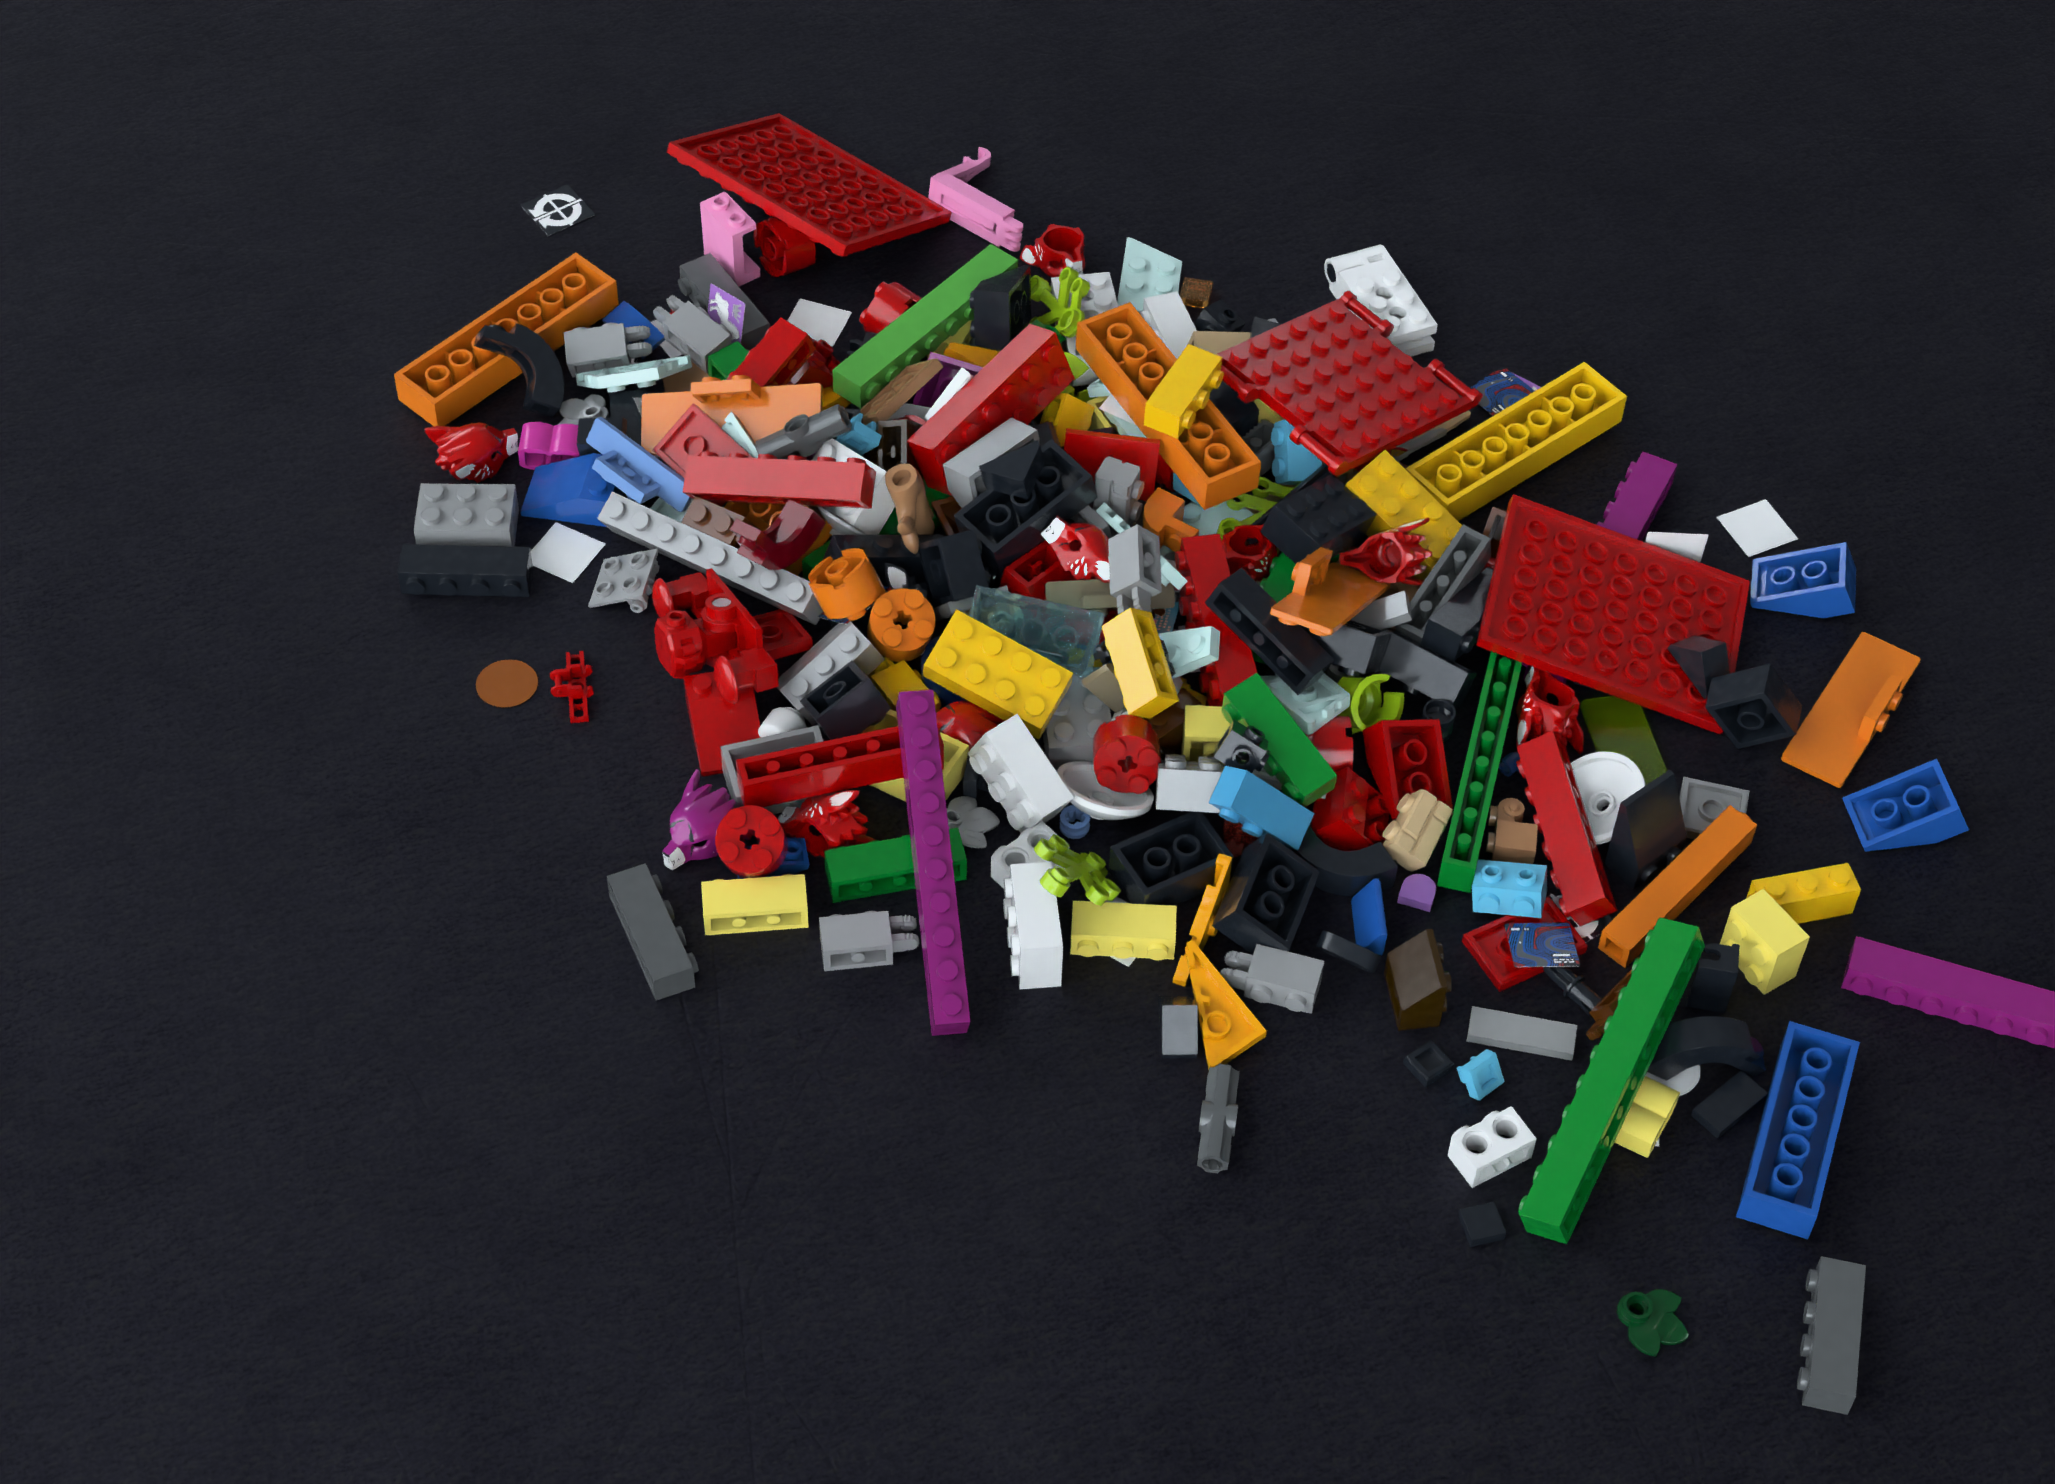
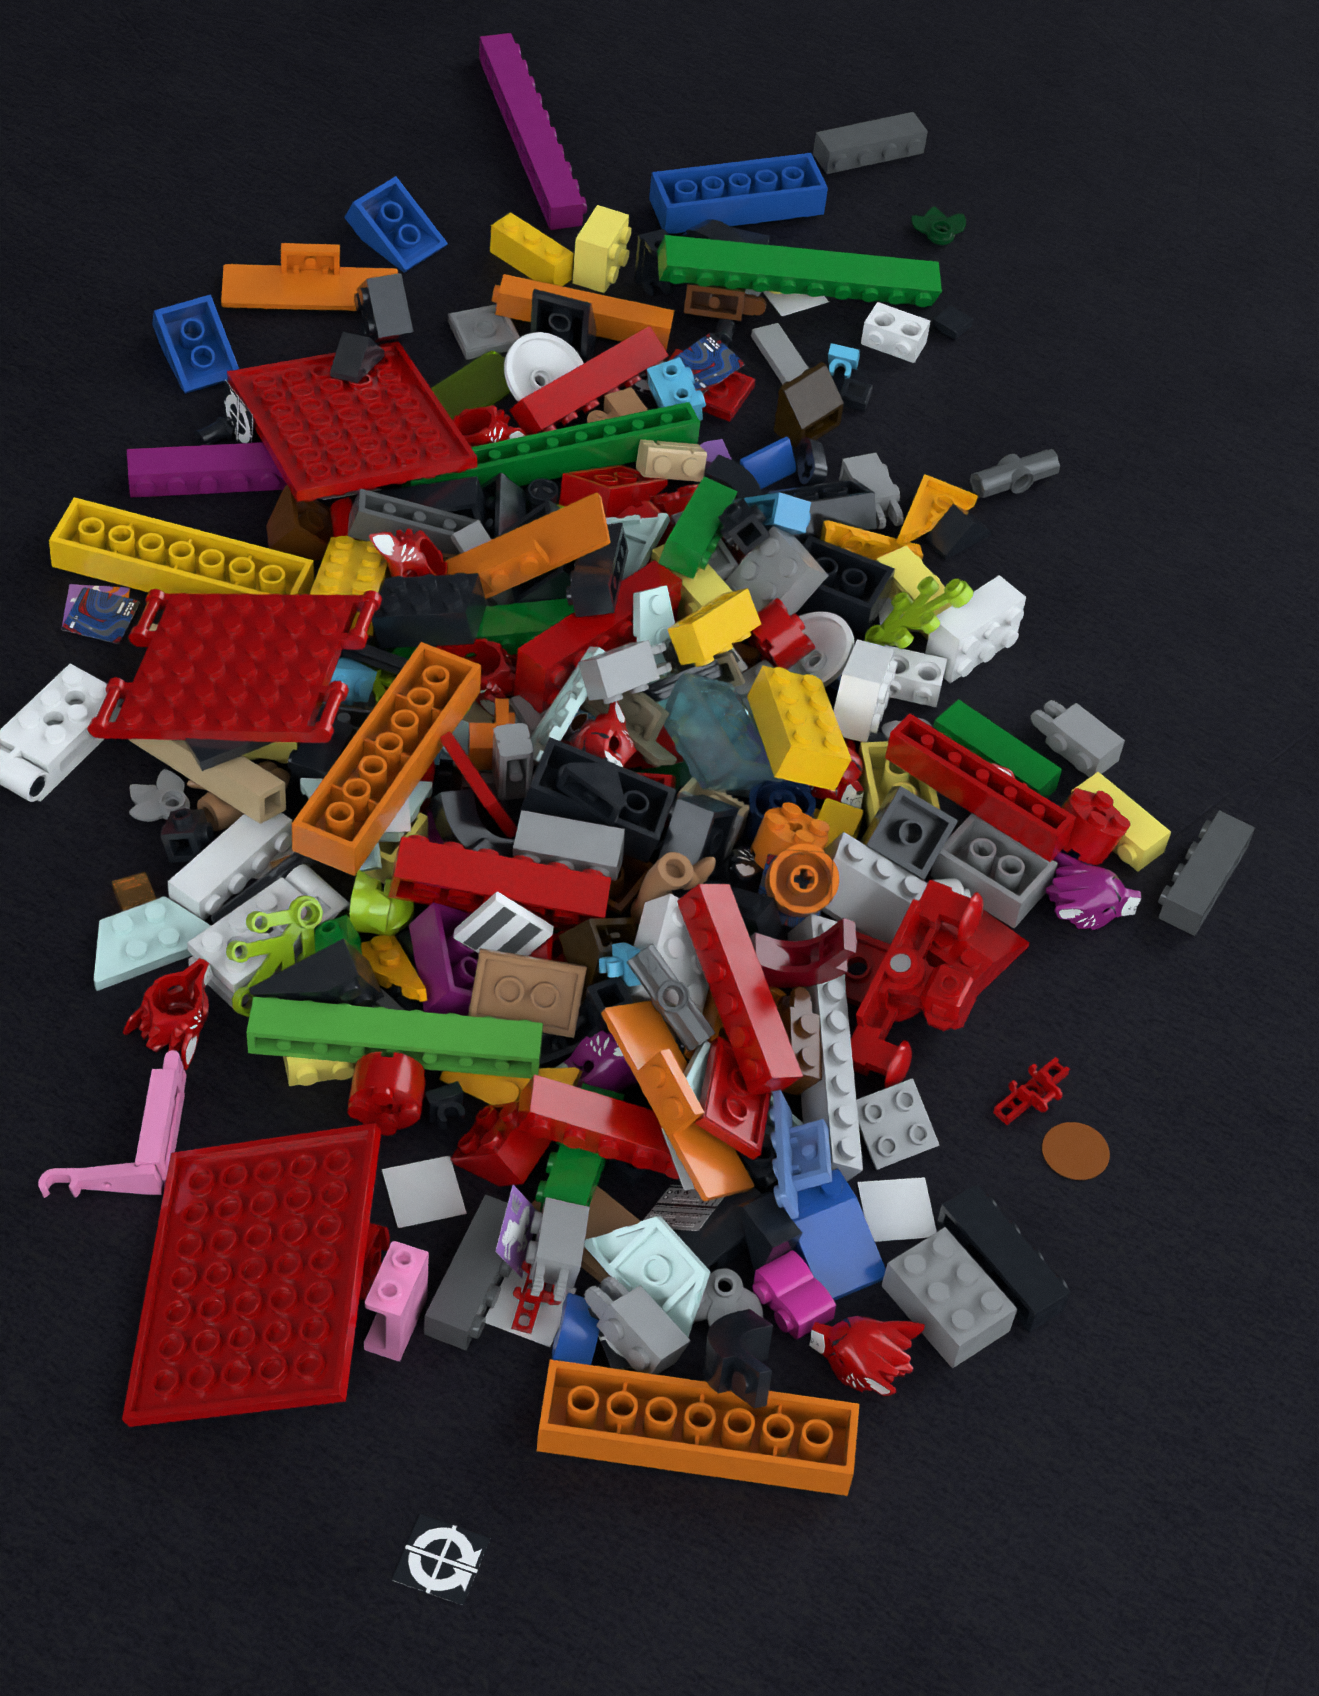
camera: 130 degrees left, 0 degrees up
(932, 863) = (1003, 683): magenta brick -> none
(1183, 391) = (394, 714): yellow brick -> none
(1757, 528) = (140, 404): white sticker -> none

